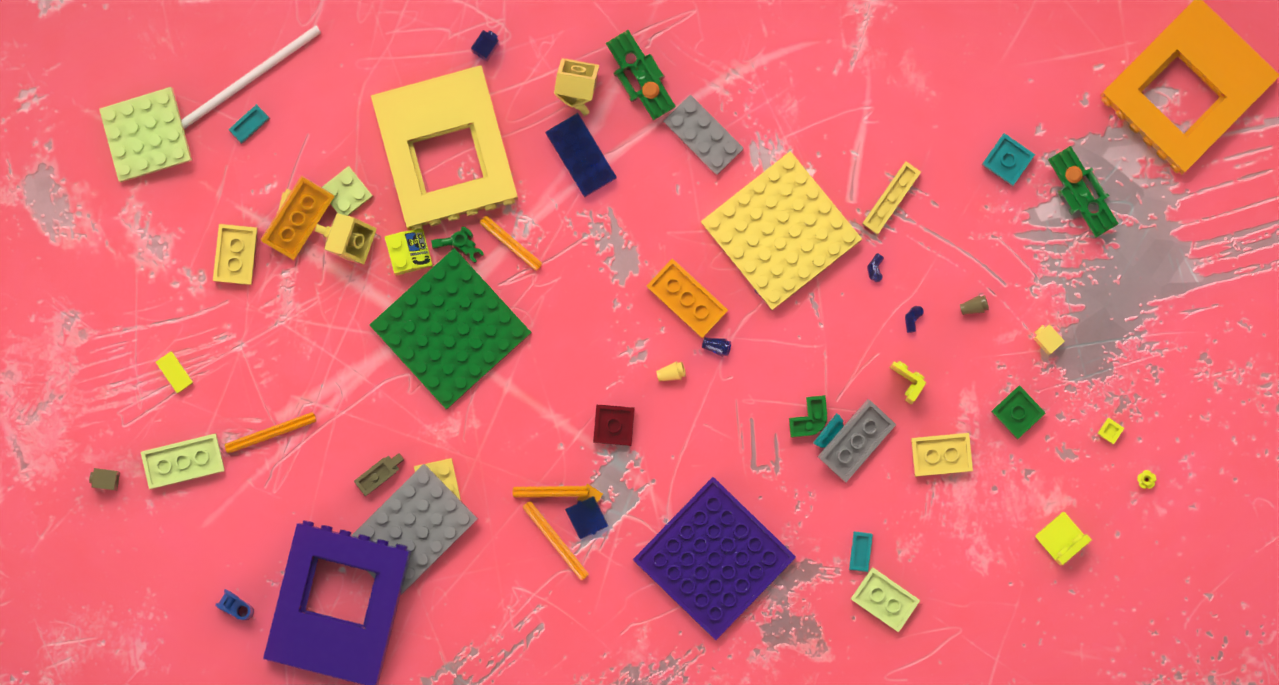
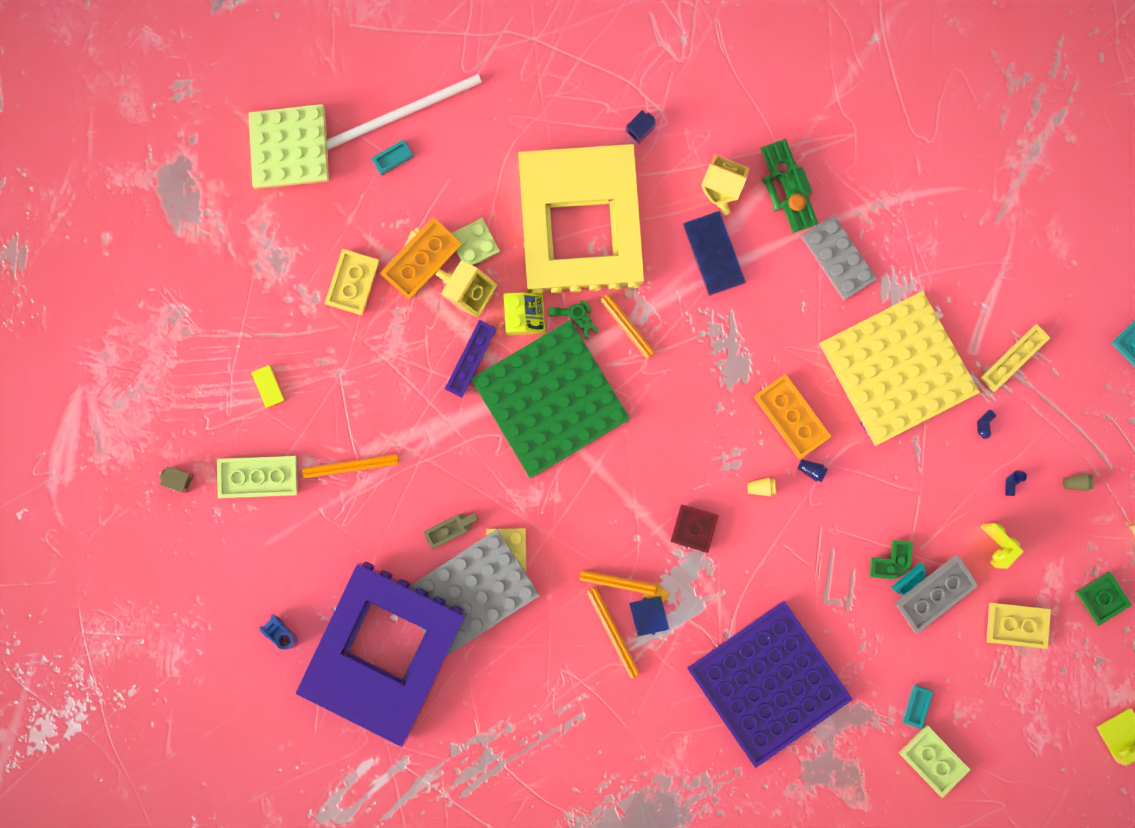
camera: 10 degrees right, 0 degrees up
(365, 305) = (470, 358): none -> dark purple plate

